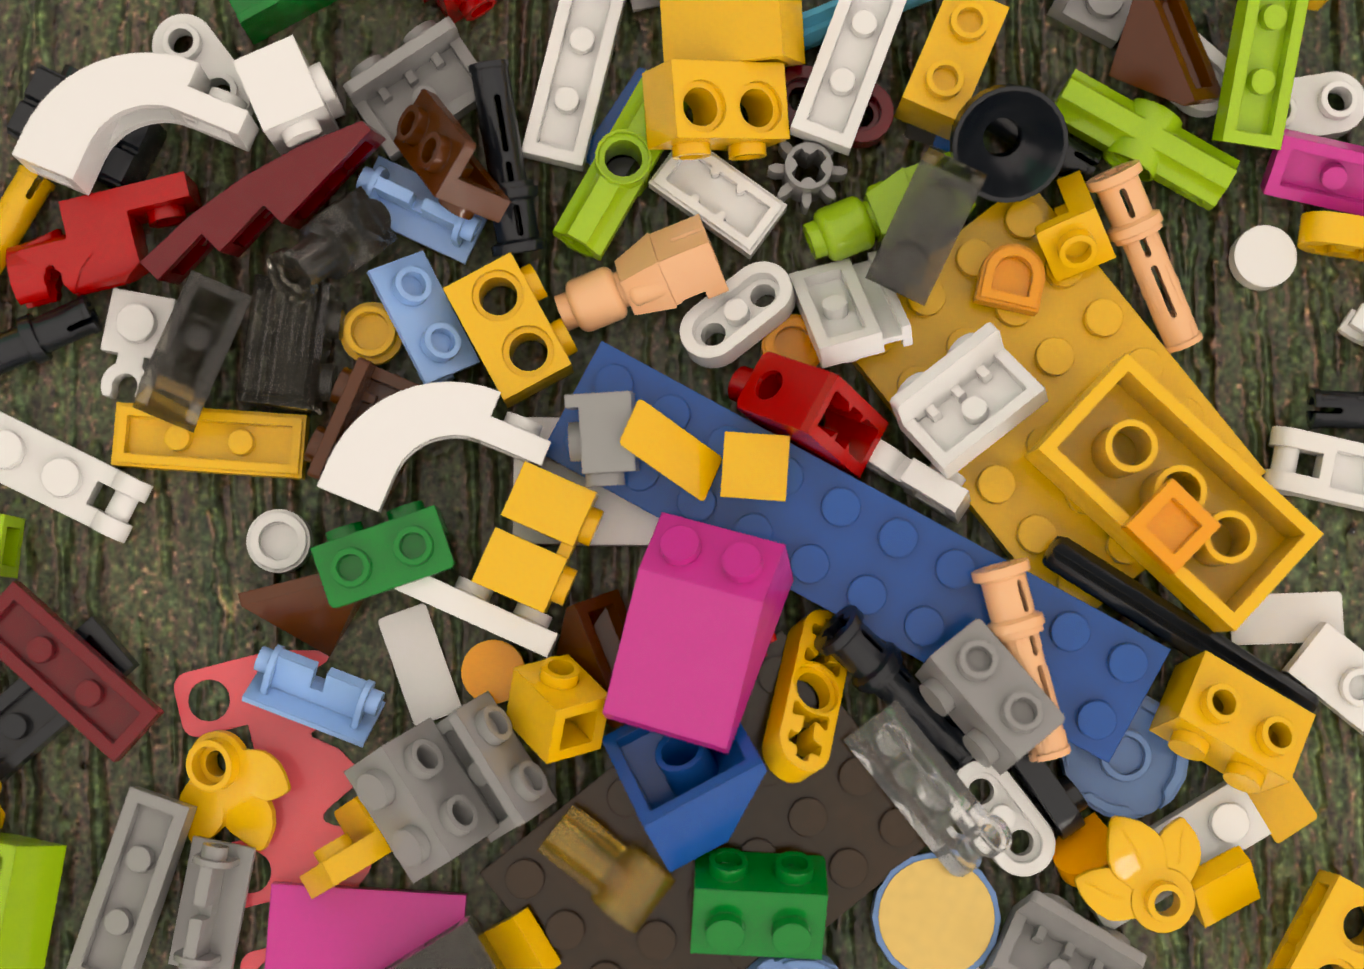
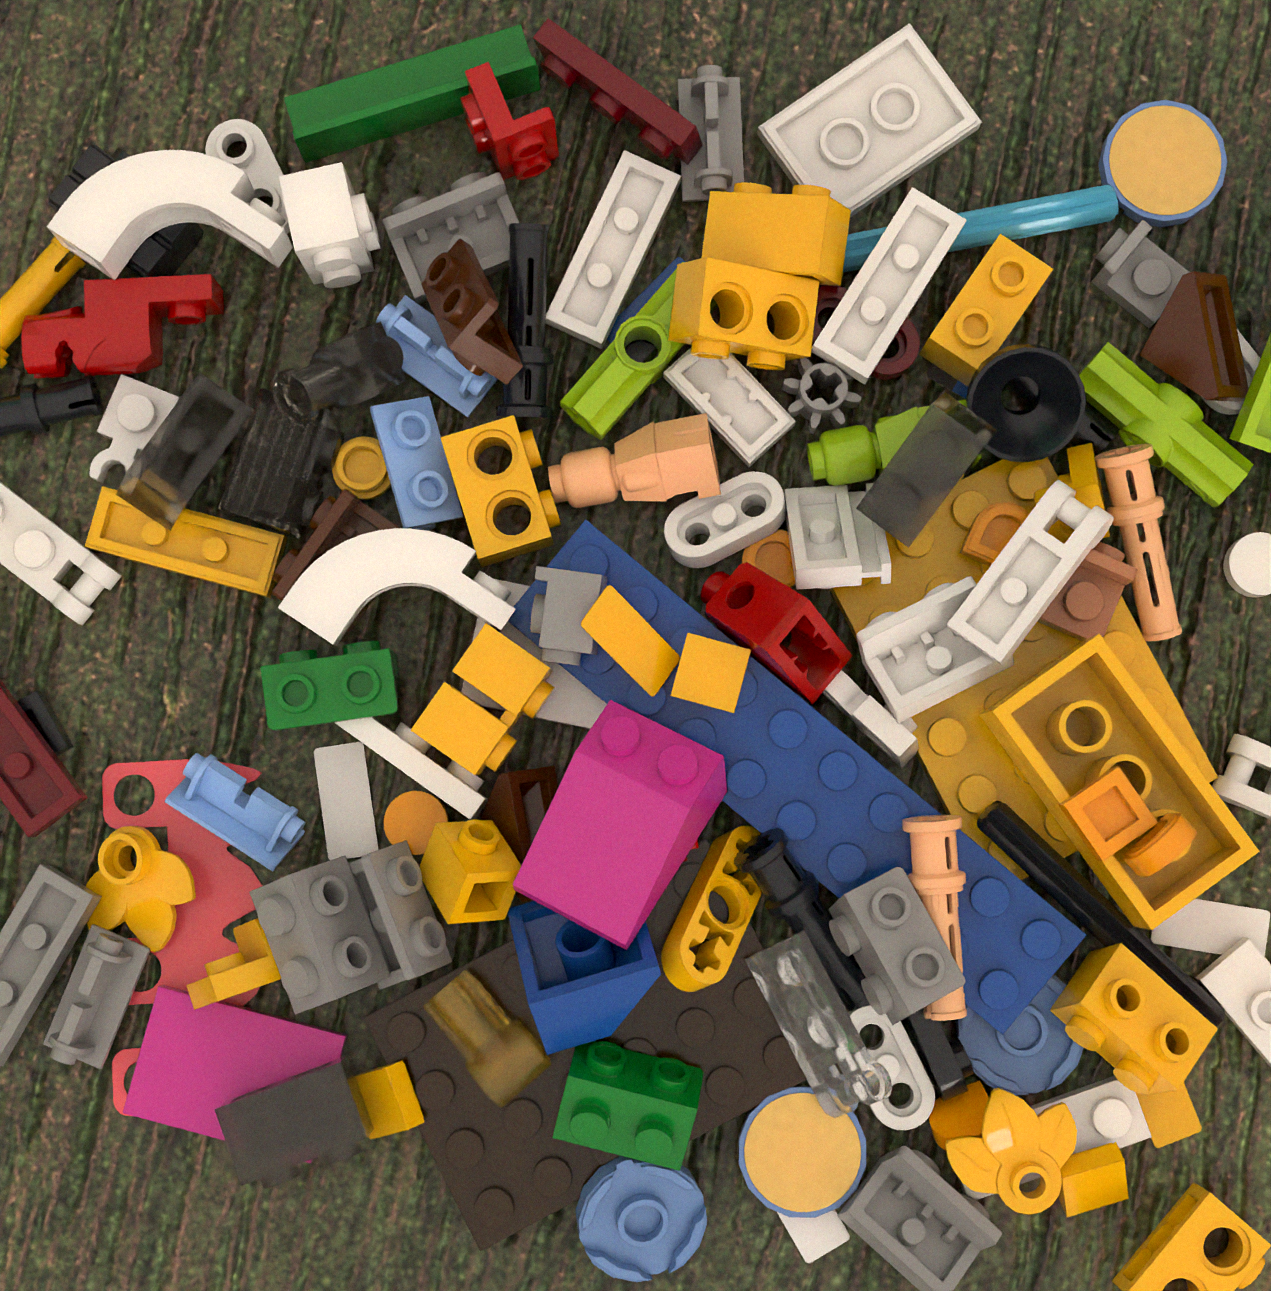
camera: 20 degrees right, 0 degrees up
(279, 541) = (233, 653): white tile -> none
(283, 189) = (304, 310): dark red slope -> none
(302, 611) = (241, 726): reddish brown slope -> none
(1046, 308) = (1029, 573): none -> white plate
(1103, 314) = (1090, 594): none -> nougat bracket
(1227, 546) = (1160, 845): none -> light orange tile

